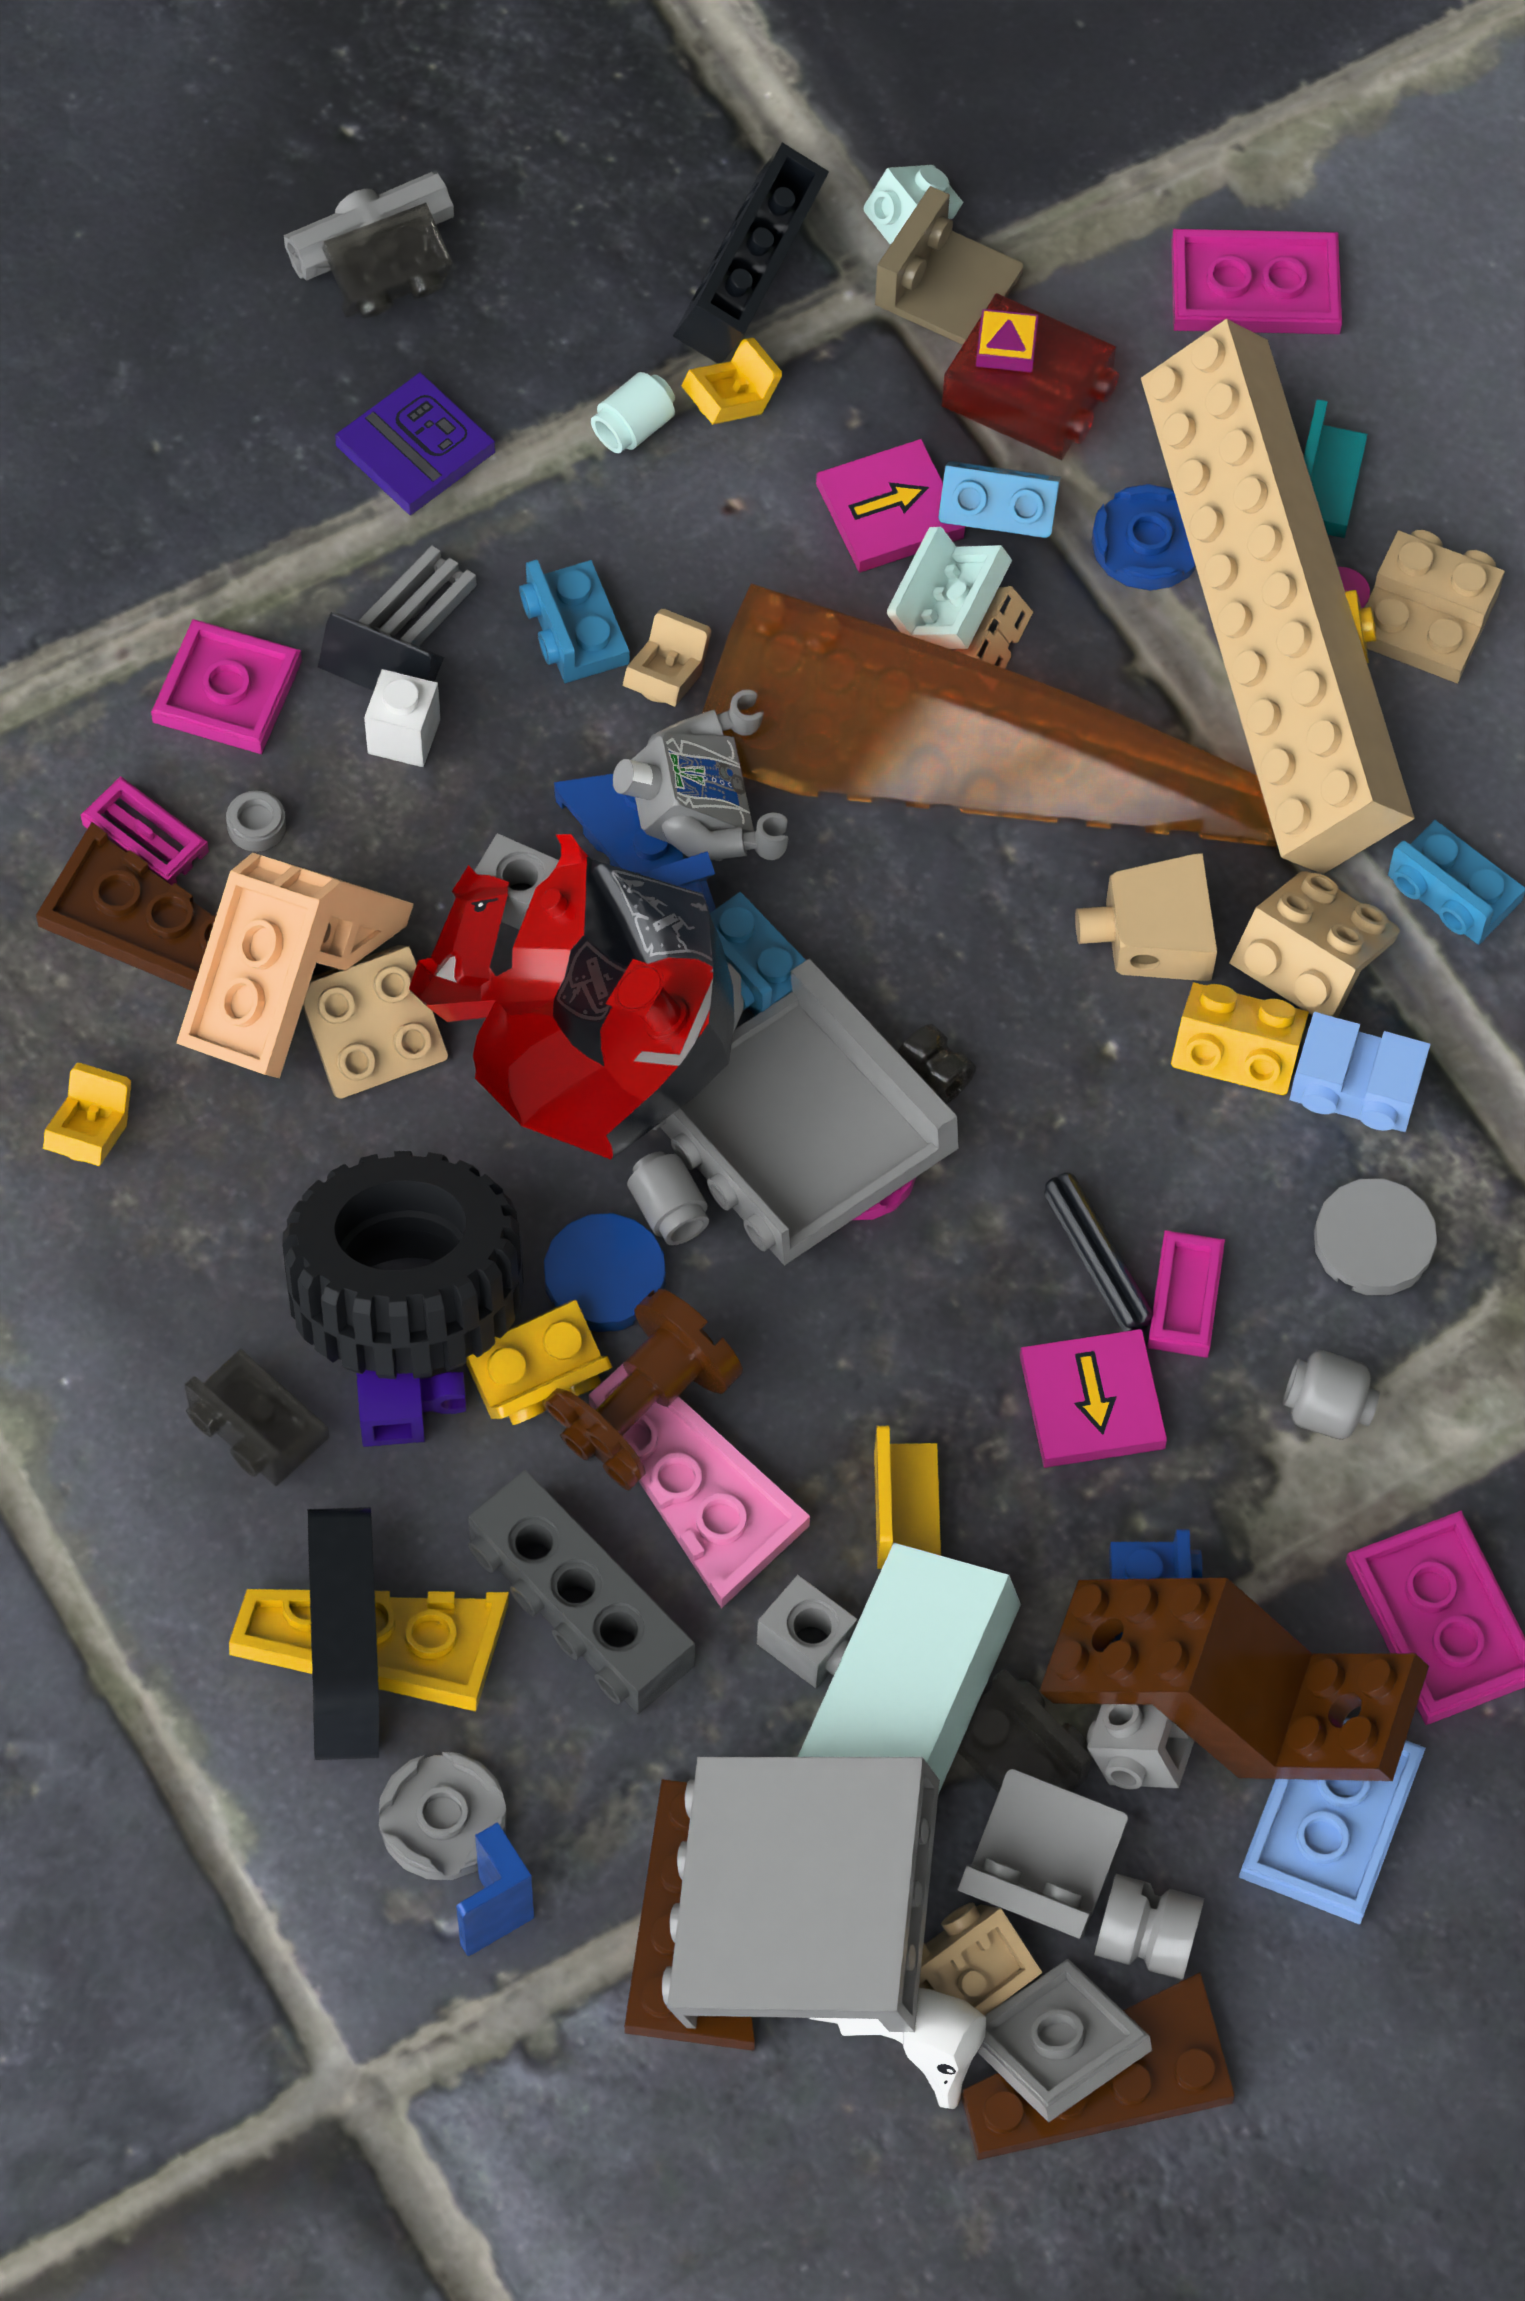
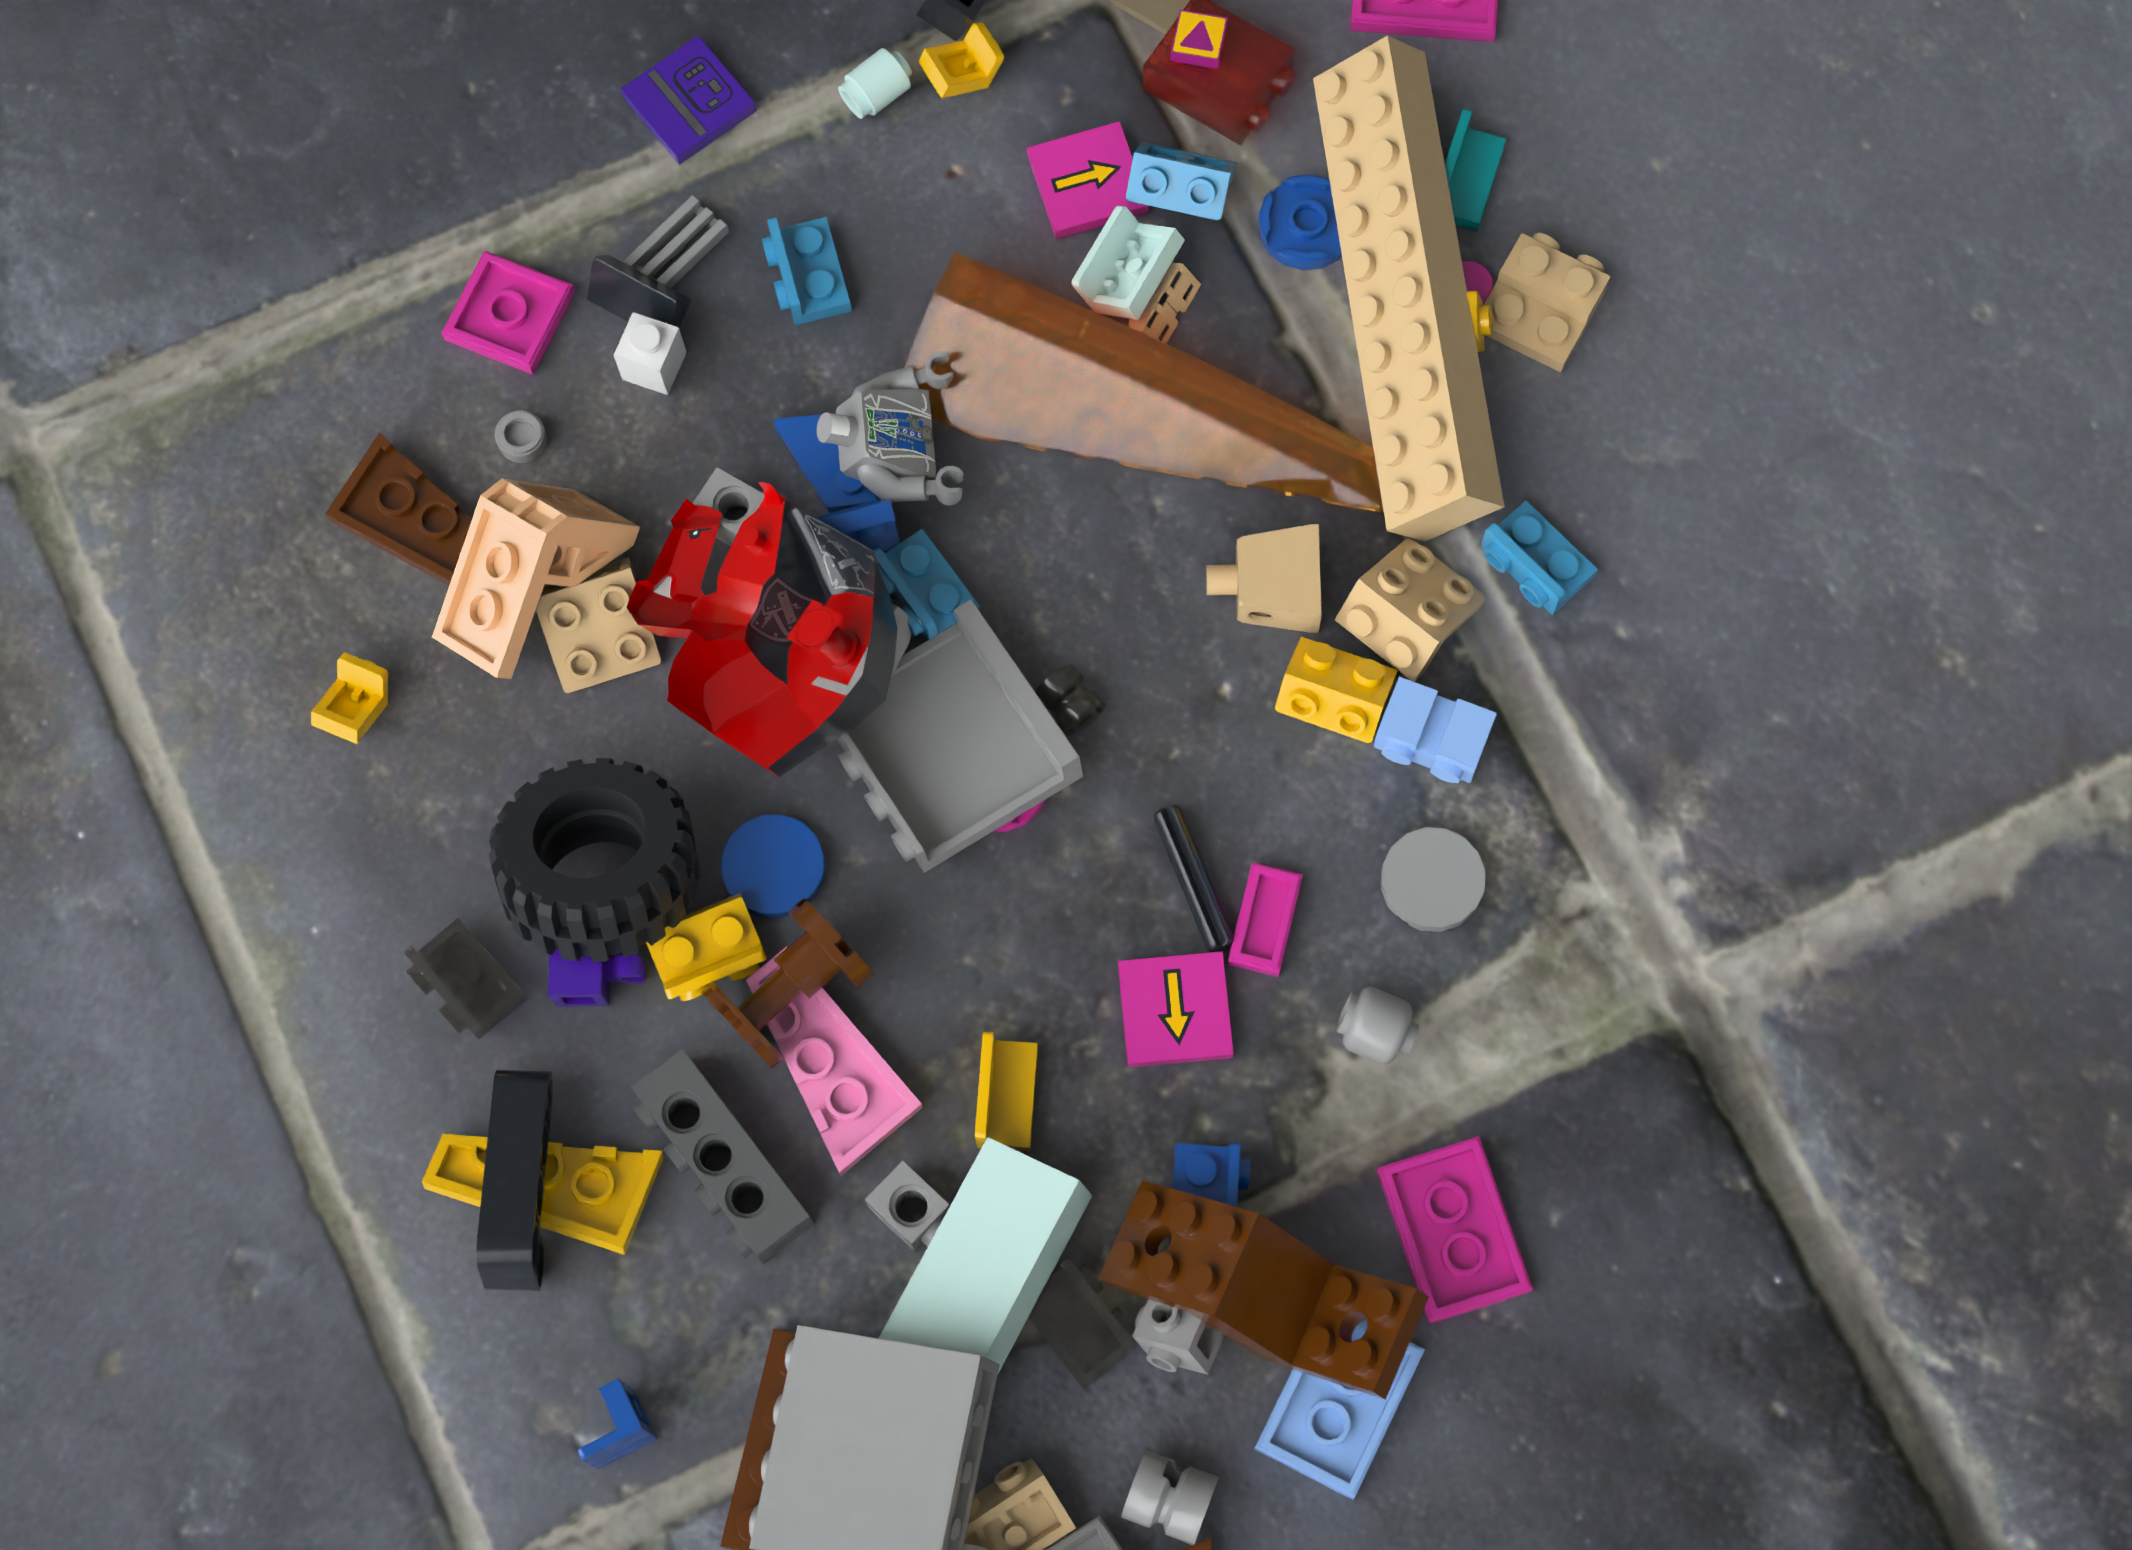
camera: 10 degrees right, 10 degrees up
(177, 861) = (453, 469): dark pink tile -> none
(436, 1811) = (588, 1343): light grey tile -> none
(668, 1197) = (832, 804): light grey brick -> none
(669, 659) = (882, 313): tan bracket -> none
(1045, 1853) = (1085, 1429): light grey bracket -> none

